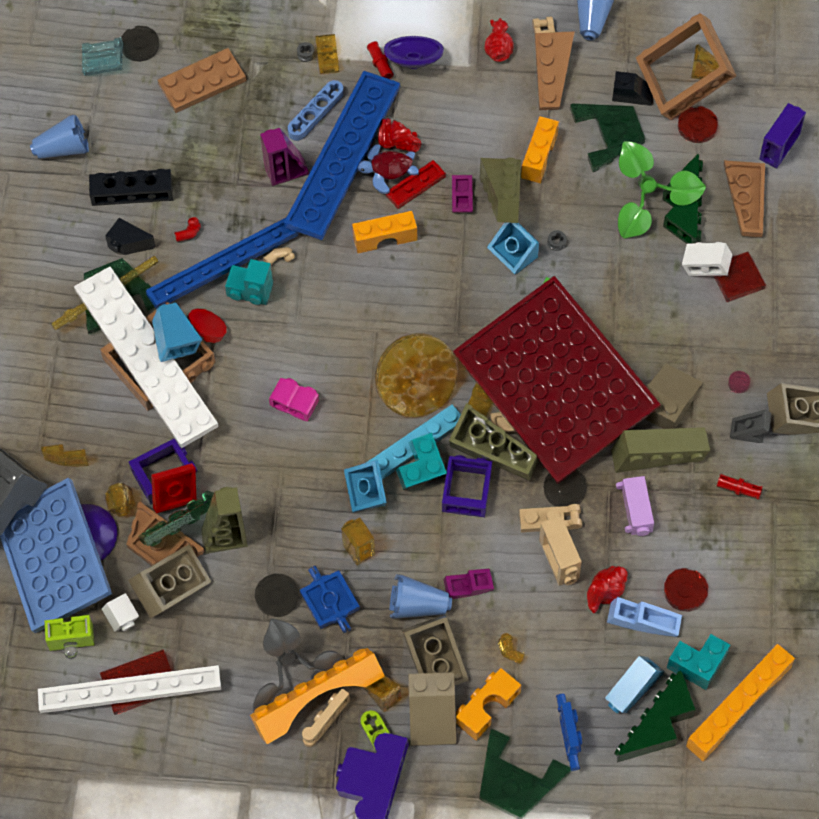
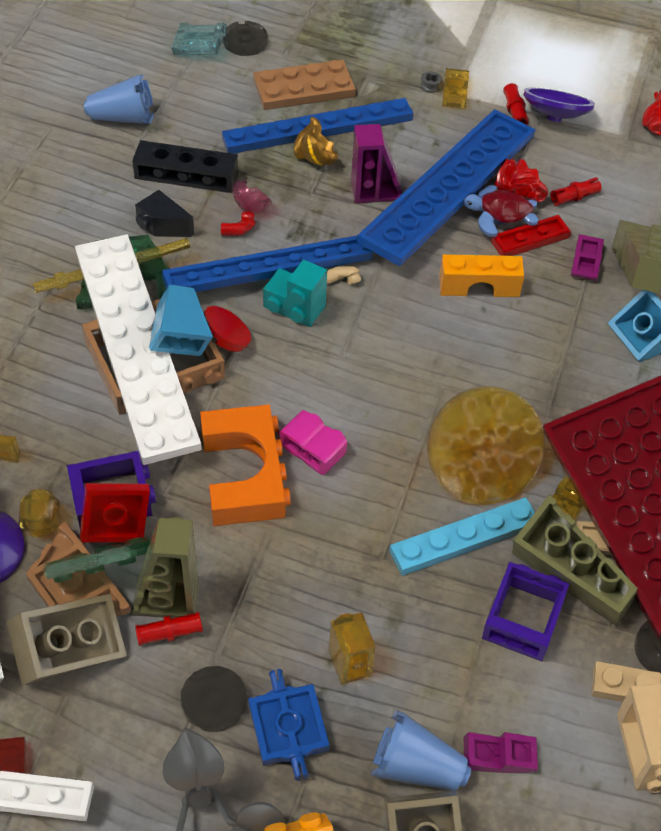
camera: 10 degrees right, 10 degrees down
(191, 205) = (250, 199): none -> clear pink hair
(224, 119) = (332, 123): none -> blue plate
(227, 142) = (314, 146): none -> pearl gold hair
(234, 557) = (168, 628): none -> red pin
(250, 401) = (261, 495): none -> orange arch
(313, 108) = (449, 125): medium blue beam -> none
(365, 486) = (381, 575): dark azure slope -> none
(427, 462) = (473, 568): teal brick -> none
(443, 134) = (575, 191): none -> red pin

